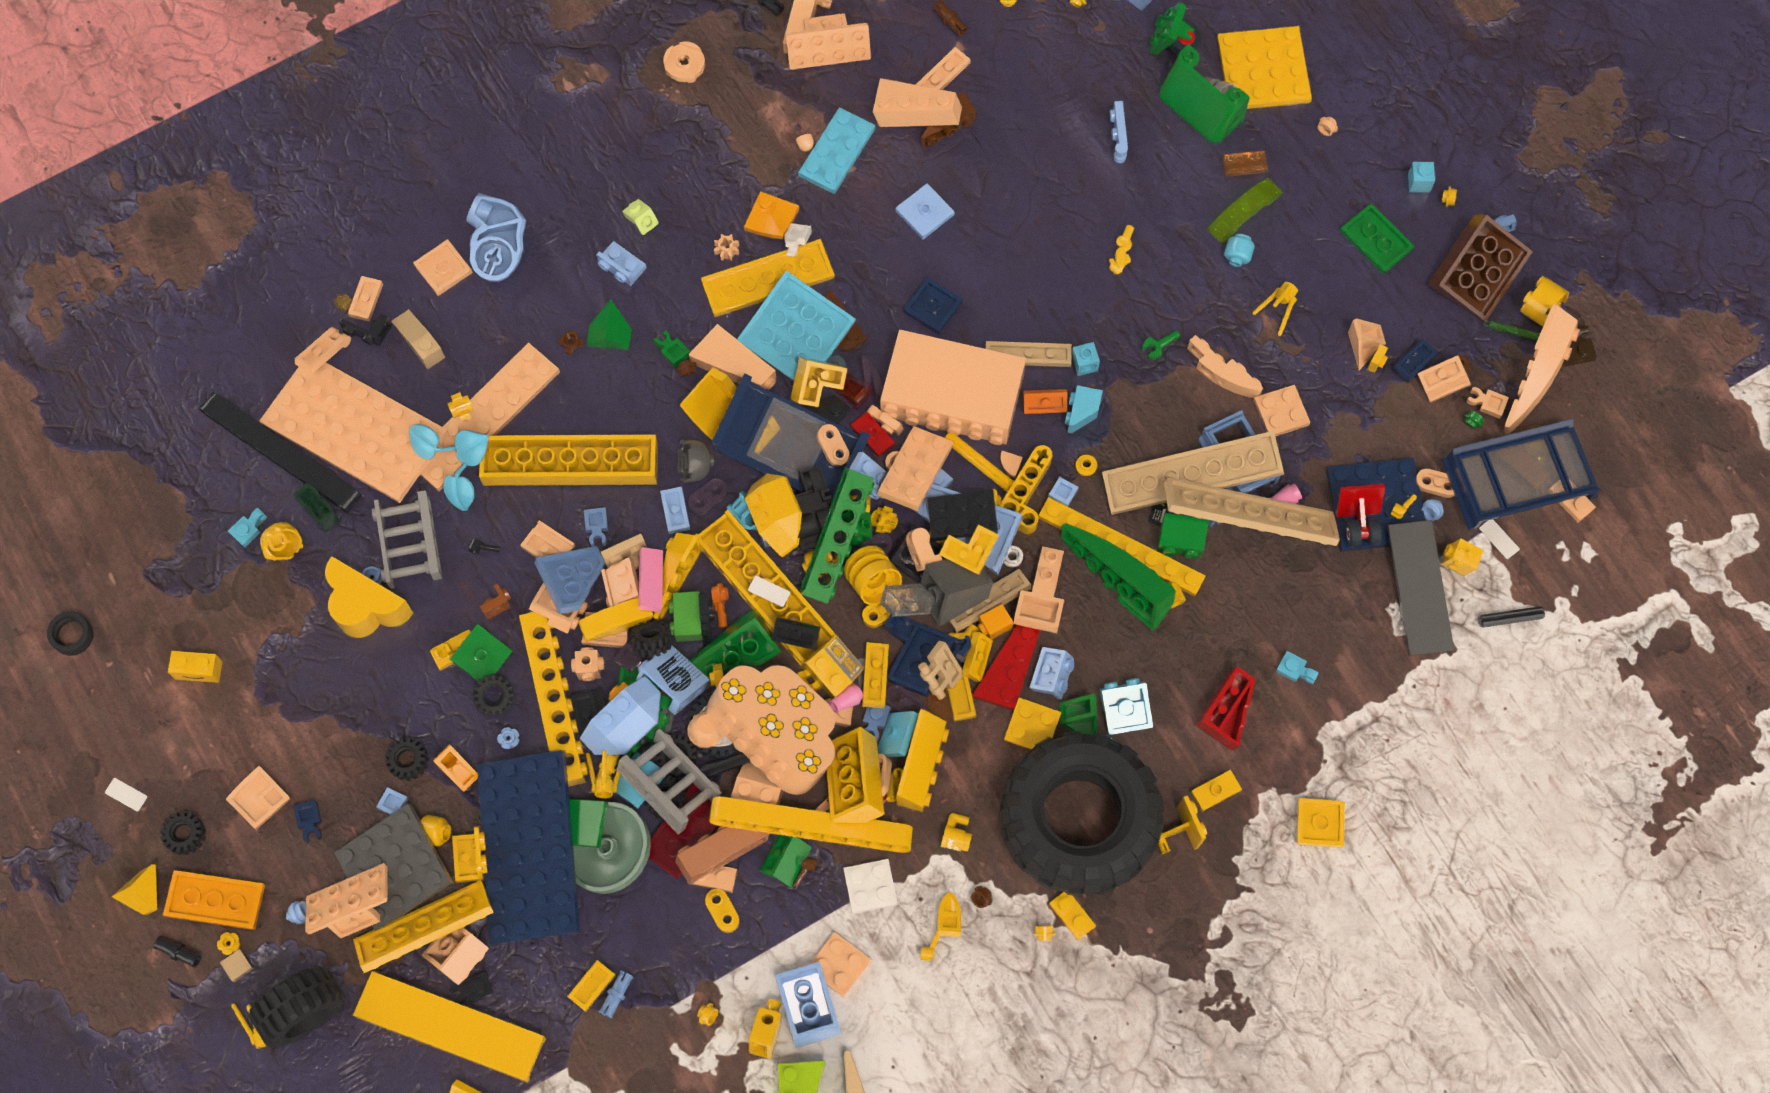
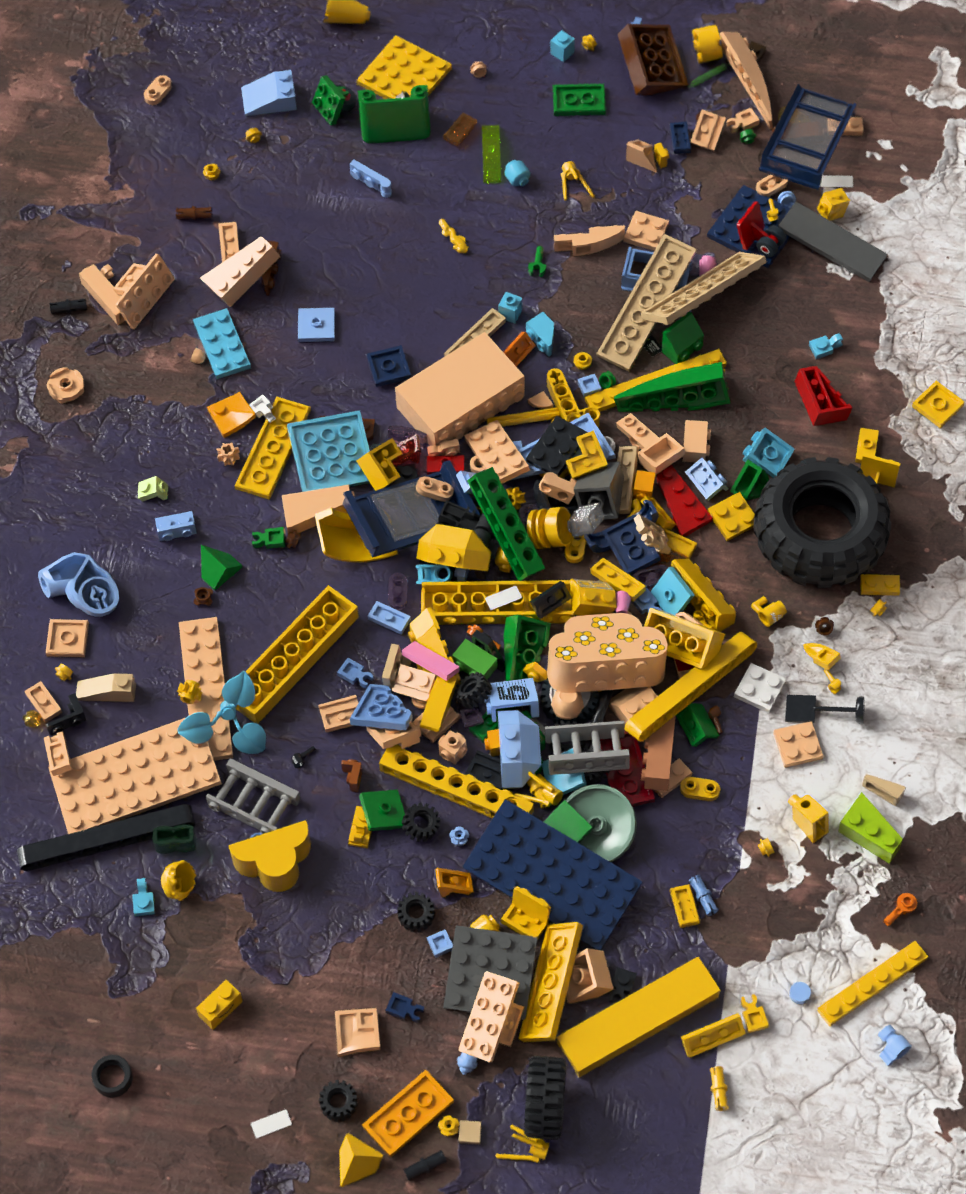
camera: 50 degrees left, 10 degrees down
(406, 291) = (63, 672): none -> yellow plate
(693, 460) = (364, 580): dark grey cylinder -> none
(808, 1005) = (813, 776): light blue slope -> none
(880, 940) = (803, 707): none -> black piece
(1082, 503) = (603, 380): none -> green plate
(1083, 632) = (695, 440): none -> light nougat brick
(1512, 616) = (893, 210): black axle -> none

